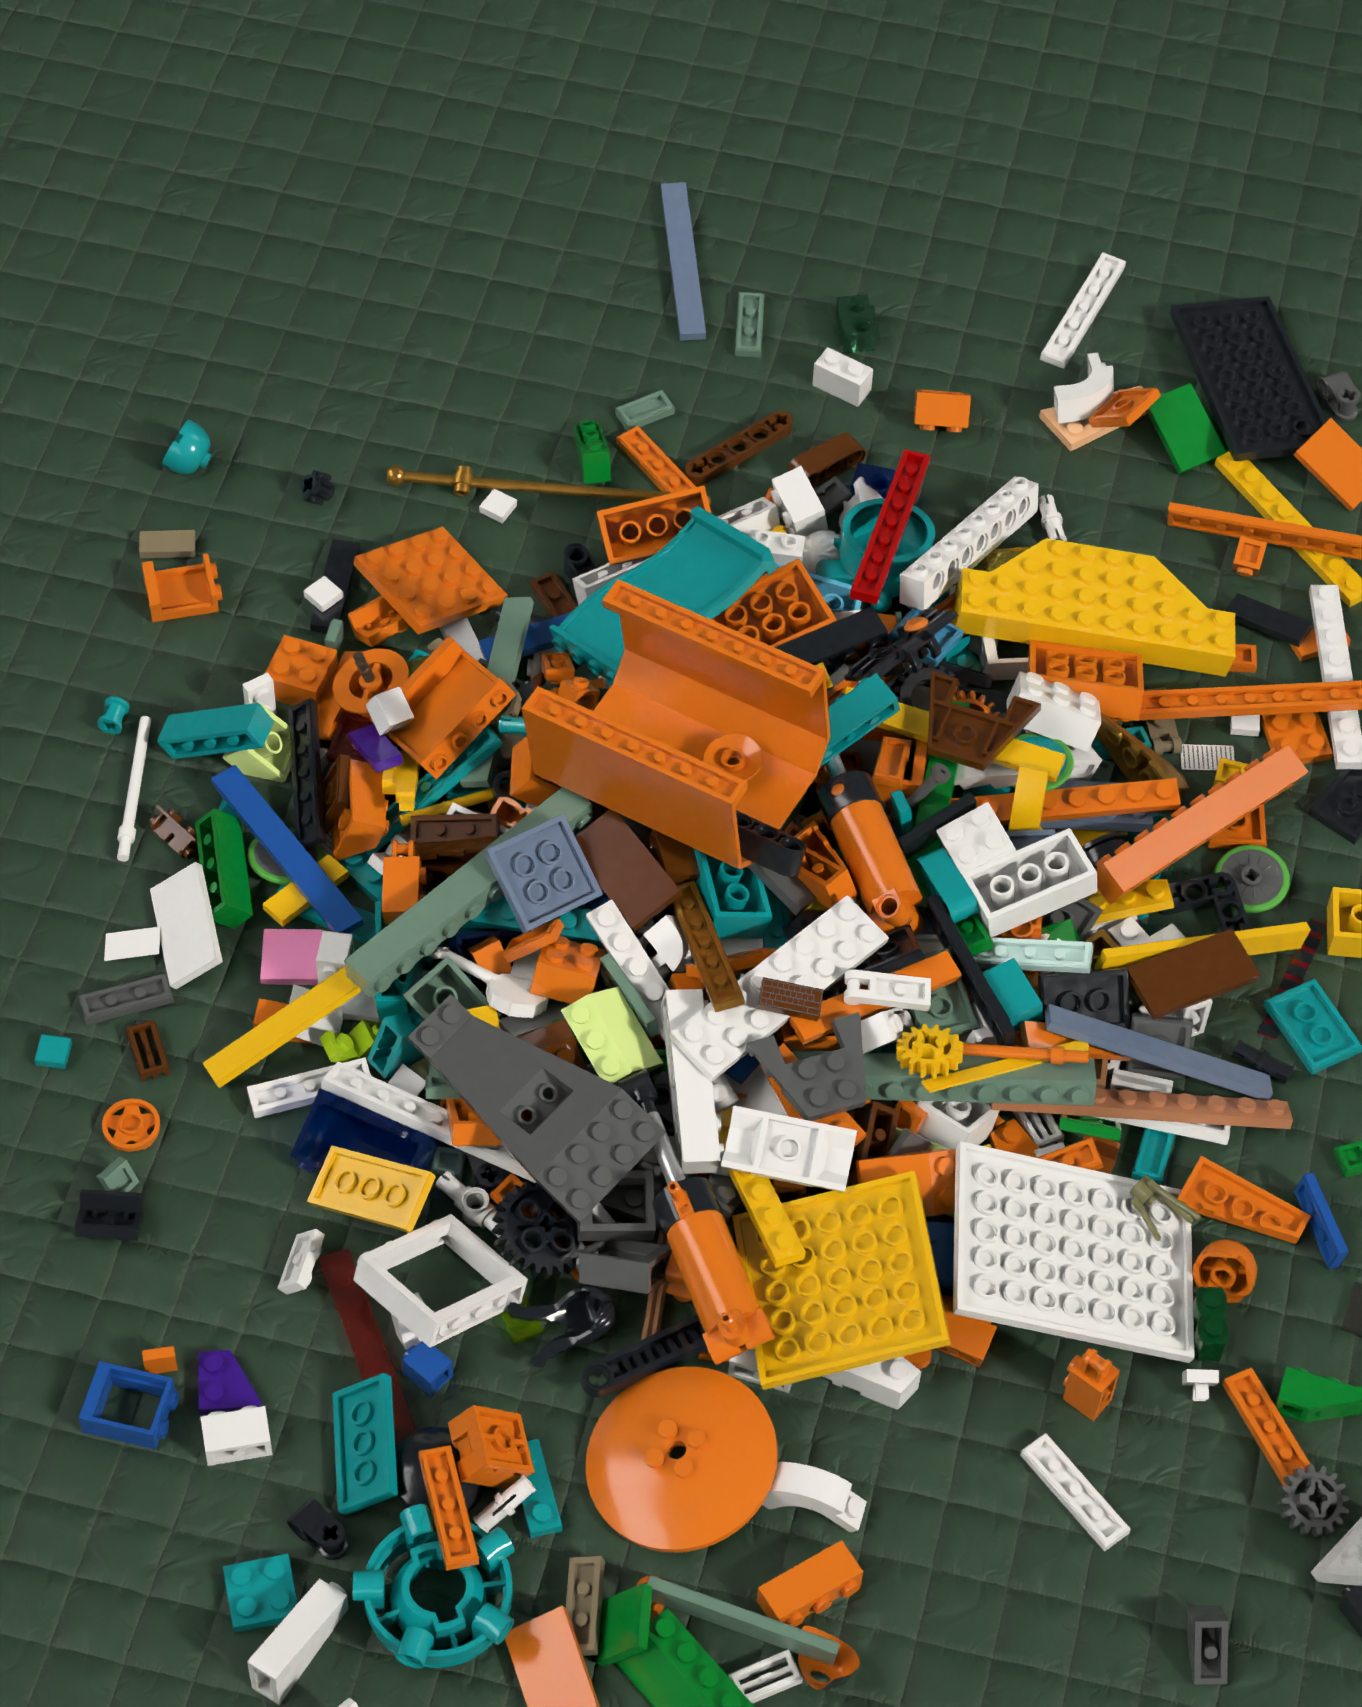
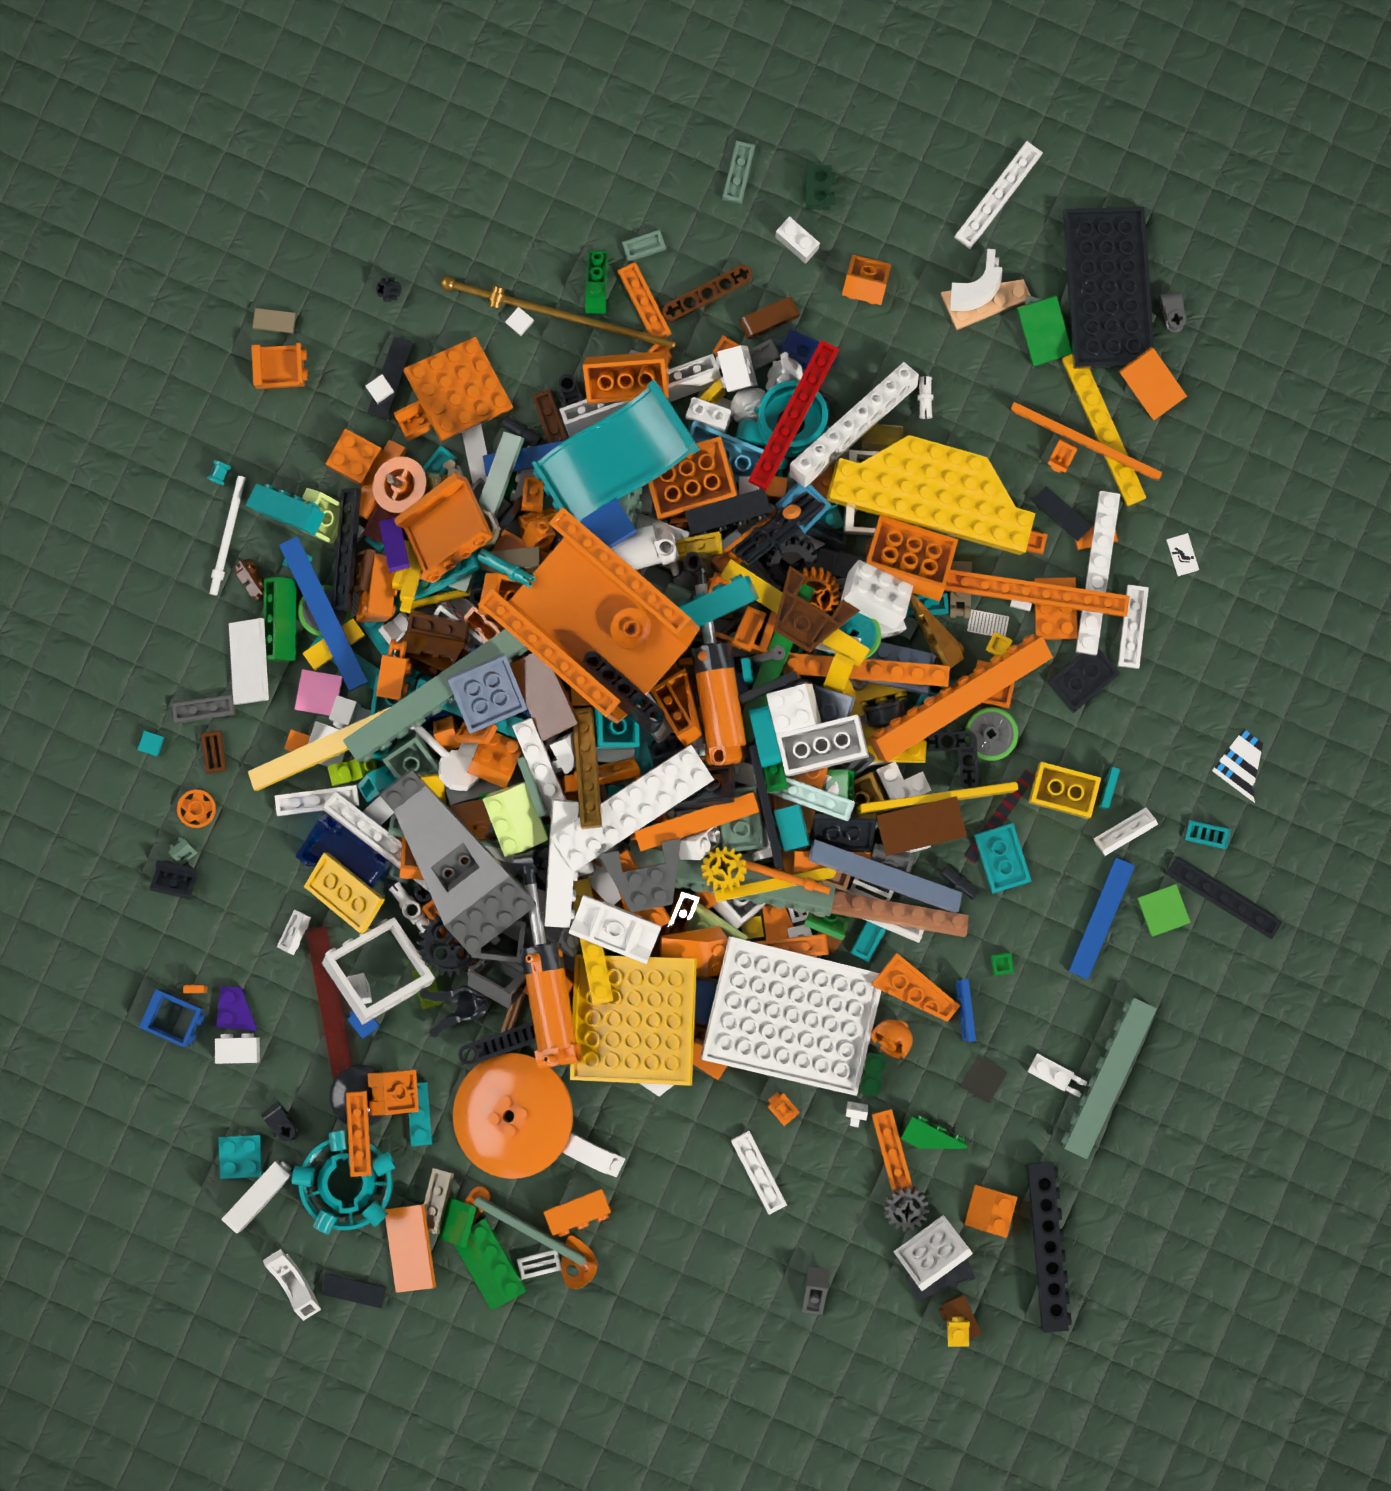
camera: 15 degrees right, 30 degrees up
(132, 943) = (212, 665): white sticker -> none
(188, 450) = (298, 240): teal cylinder -> none
(260, 691) = (321, 482): white plate -> none
(334, 635) = (382, 429): sand green tile -> none
(364, 1444) = (316, 1072): teal plate -> none
(389, 711) = (407, 522): white panel -> none
(487, 1519) = (397, 1126): white pin -> none
(683, 261) = (699, 100): sand blue tile -> none
(790, 999) = (635, 824): reddish brown tile -> none
(887, 990) = (704, 823): white plate -> none
(909, 1142) = (701, 922): dark grey tile -> none
(1124, 407) = (1000, 311): orange tile -> none
(1149, 1192) = (853, 981): olive plant -> none

